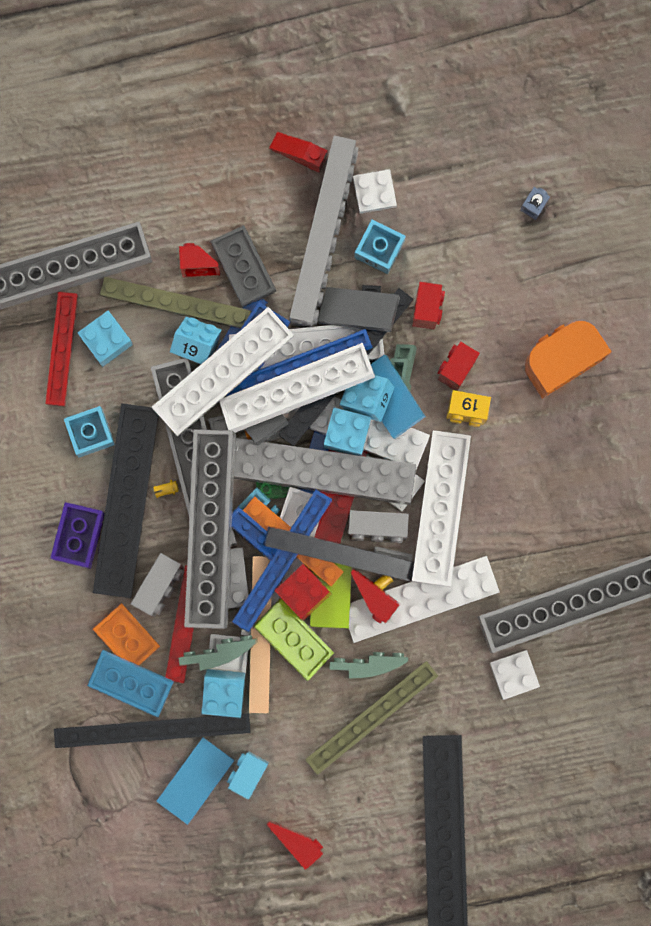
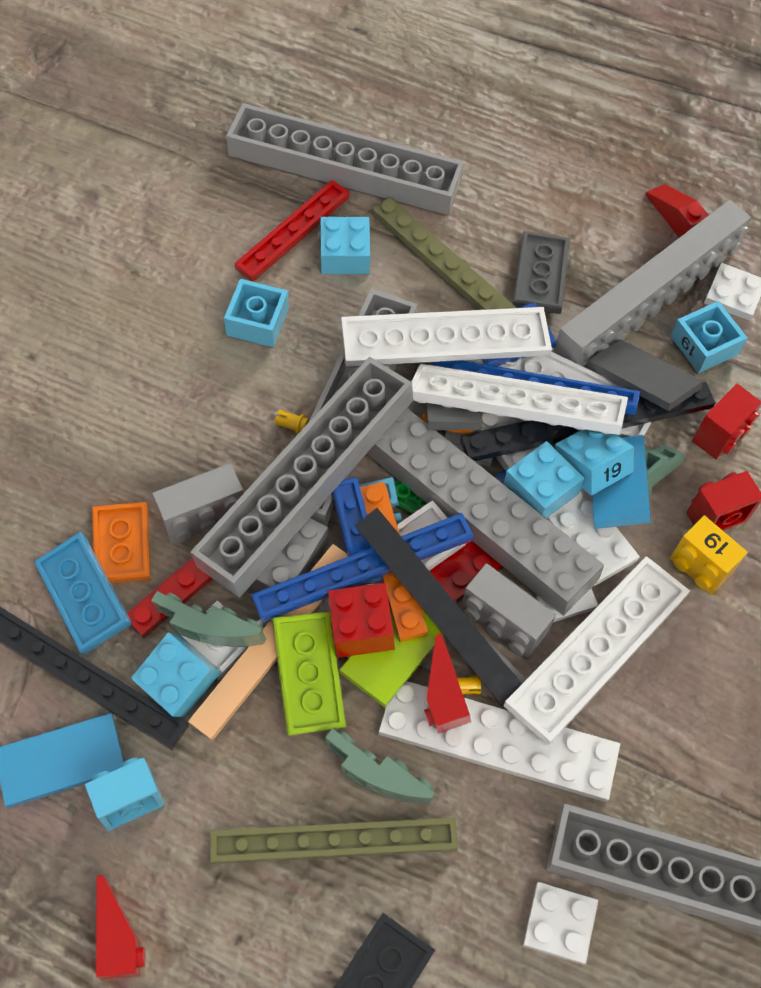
camera: 35 degrees right, 20 degrees down
(77, 535) = (158, 400): dark purple brick -> none
(126, 501) = (237, 405): black plate -> none
(195, 340) = (436, 291): medium azure brick -> none
(196, 262) = (495, 233): red slope -> none

